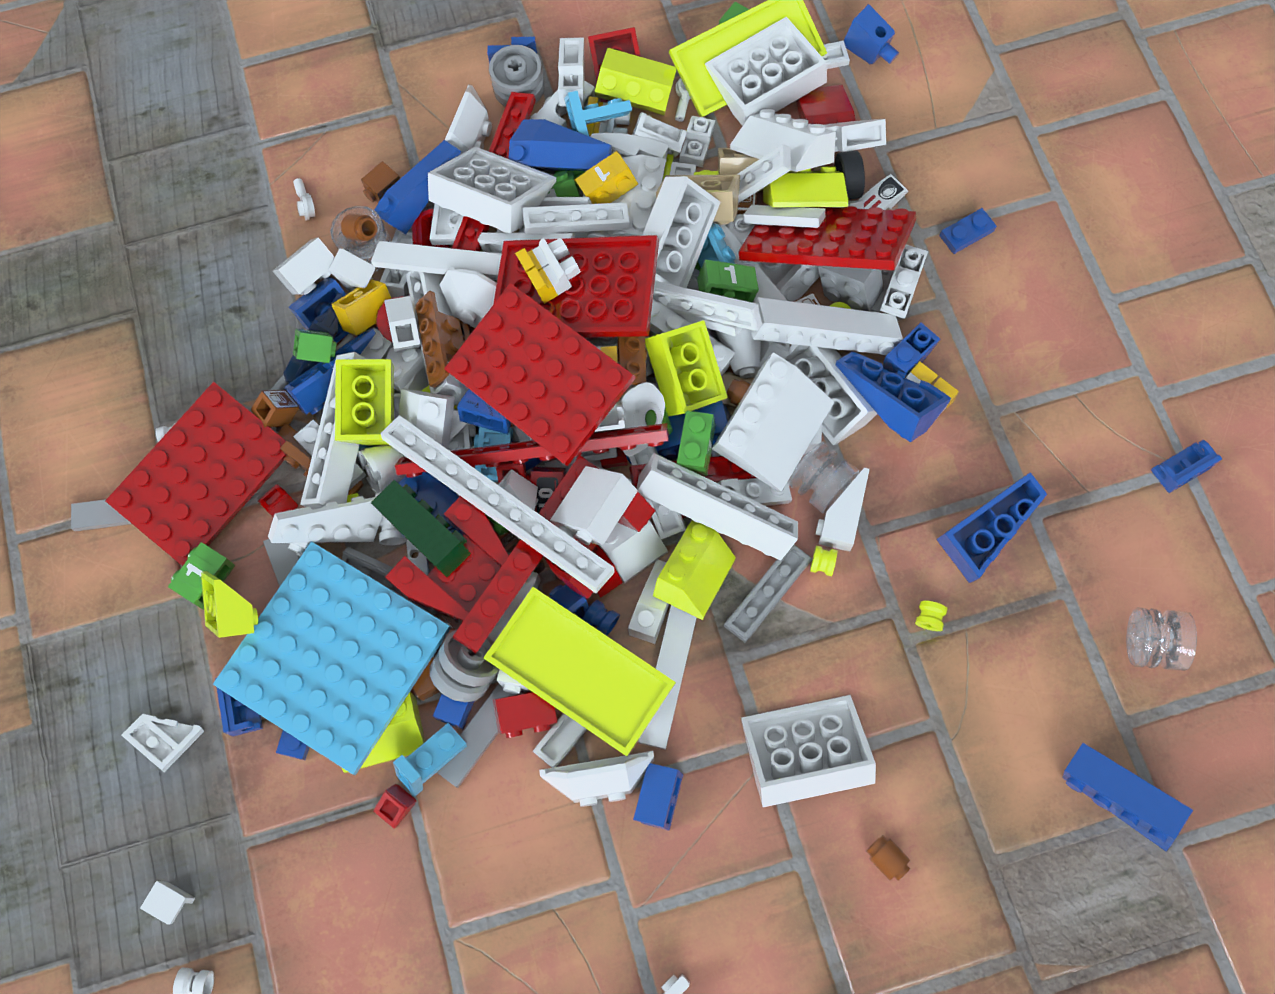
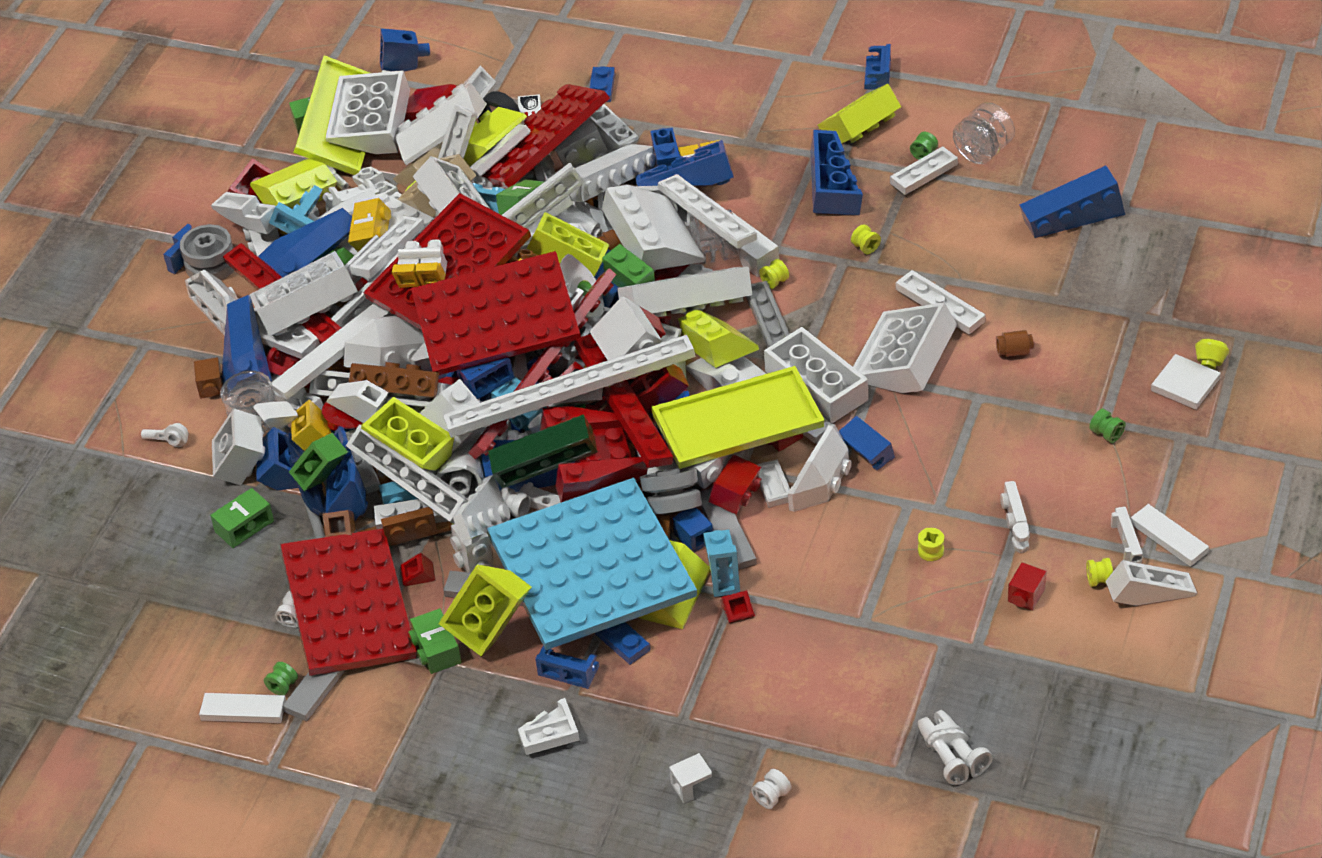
camera: 55 degrees left, 25 degrees down
(57, 473) = (242, 708): none -> white tile
(95, 482) = (280, 678): none -> bright green wheel
(246, 324) = (242, 518): none -> bright green brick
(358, 227) = (249, 384): dark orange brick -> none
(575, 943) = (931, 544): none -> neon yellow wheel
(710, 693) = (829, 378): none -> white brick
(829, 458) = (707, 211): none -> white tile
(897, 745) = (927, 293): none -> white plate
(1071, 608) = (923, 170): none -> white plate
(1103, 495) = (862, 114): none -> neon yellow slope
(1105, 586) = (923, 145): none -> bright green wheel

